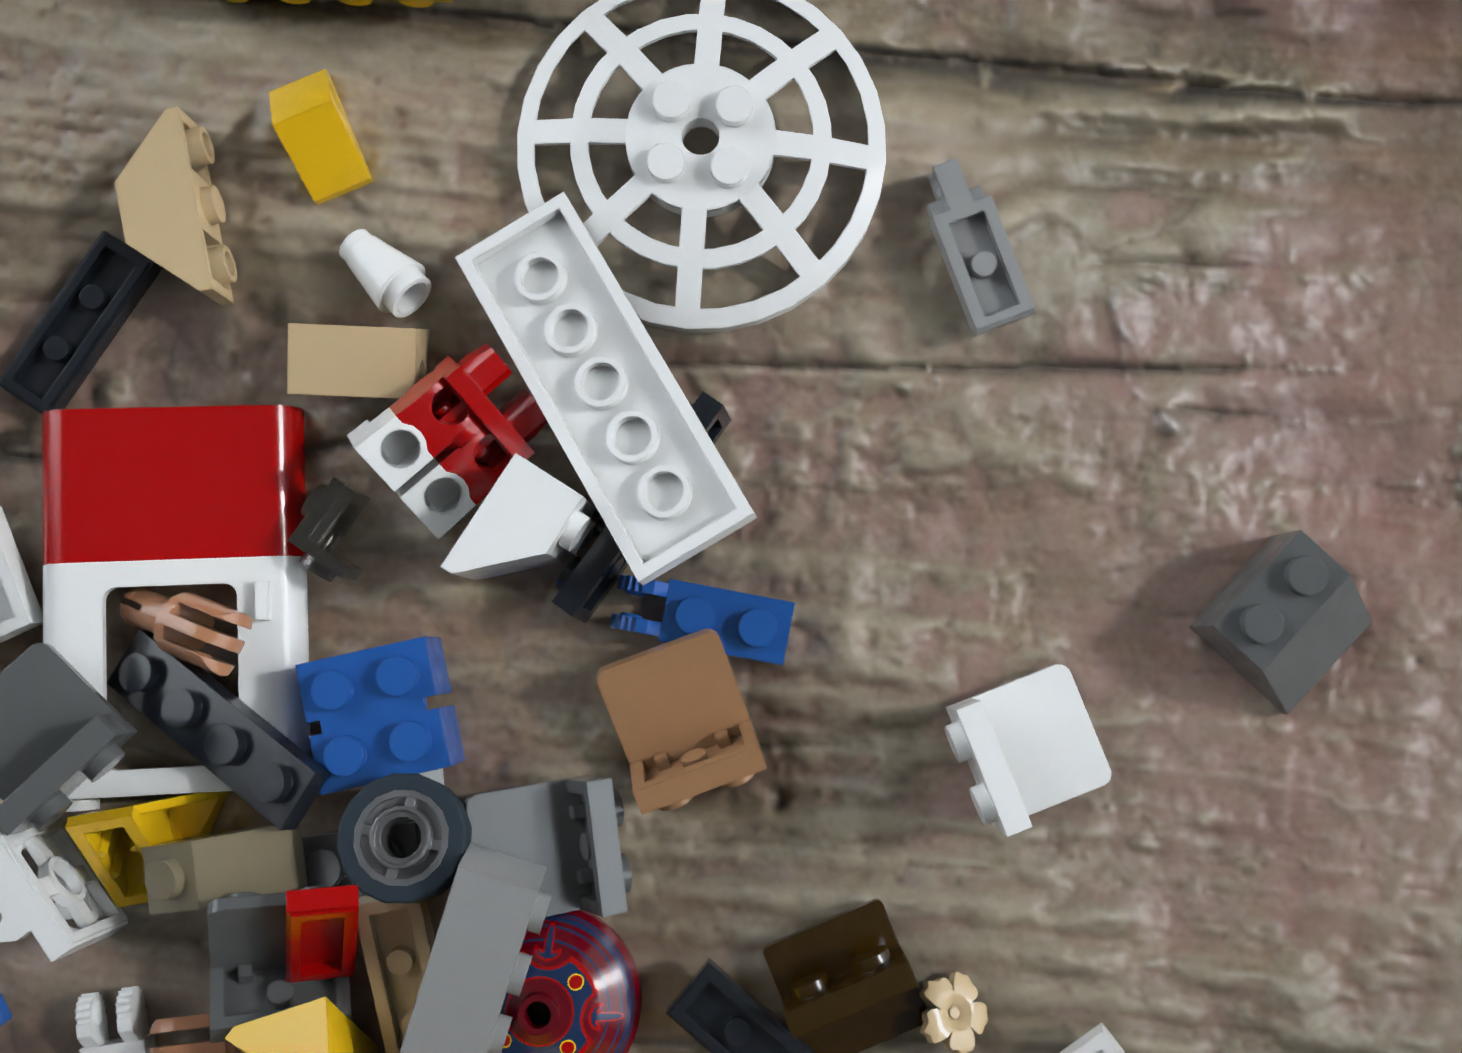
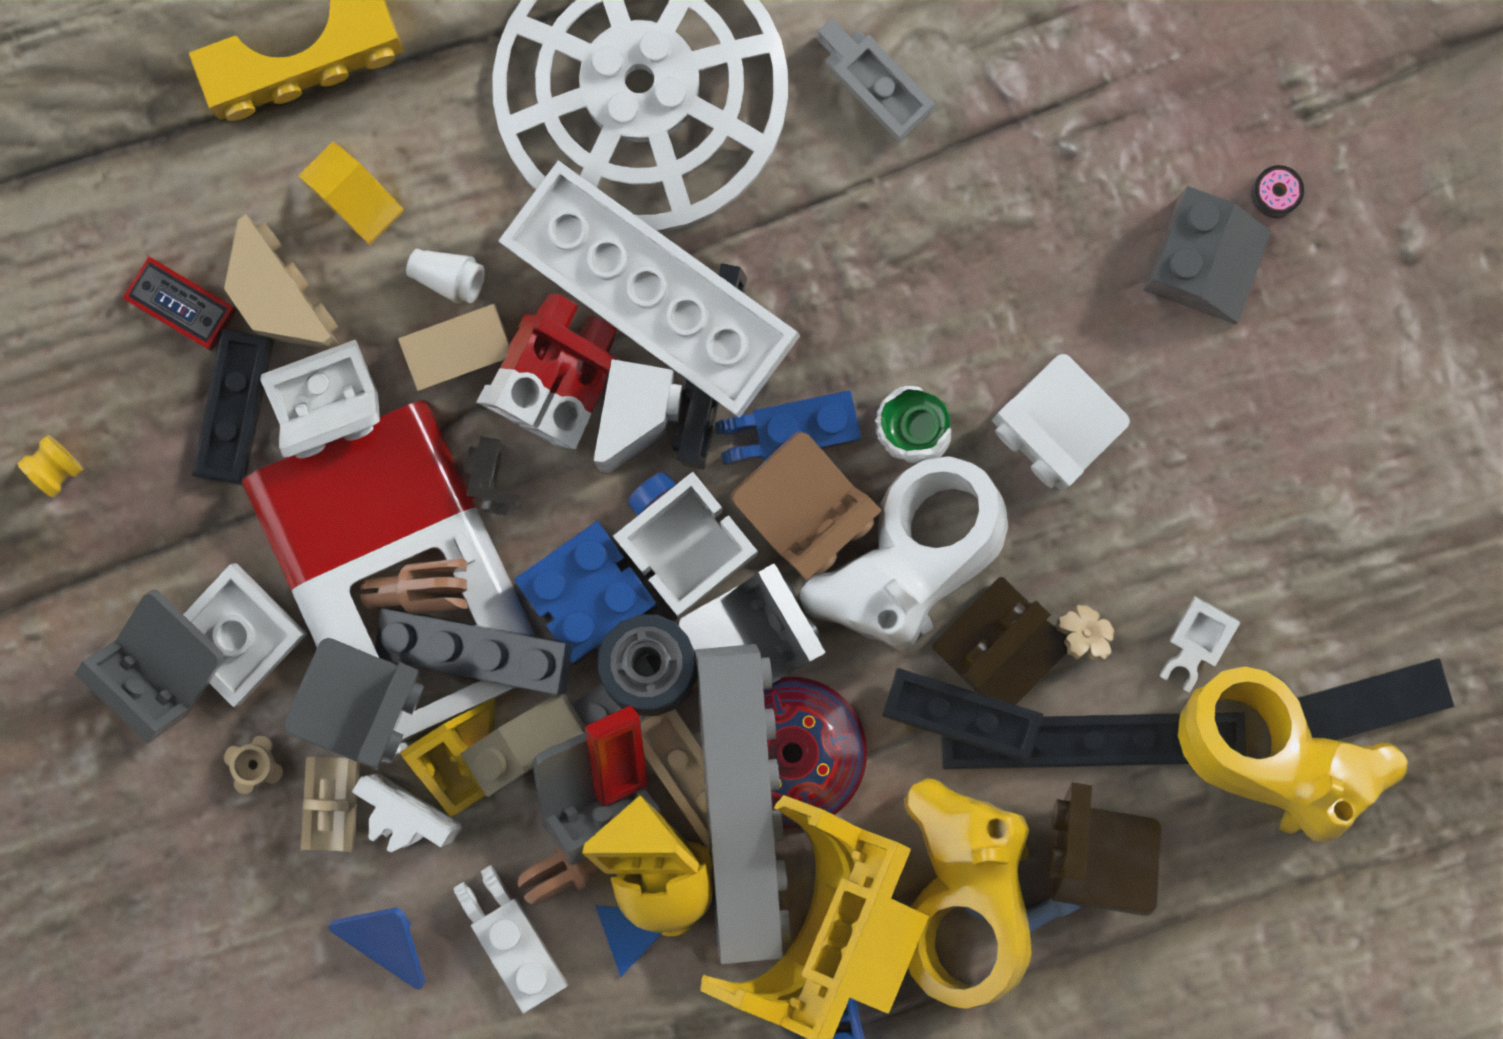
camera: 30 degrees left, 0 degrees up
(69, 180) = (179, 303): none -> tile
(174, 359) = (322, 400): none -> white bracket
(510, 629) = (650, 492): none -> blue tile
(519, 709) = (685, 545): none -> white piece
(751, 862) = (894, 587): none -> white animal
(851, 677) = (913, 425): none -> green hair
(1399, 577) = (1277, 191): none -> tile

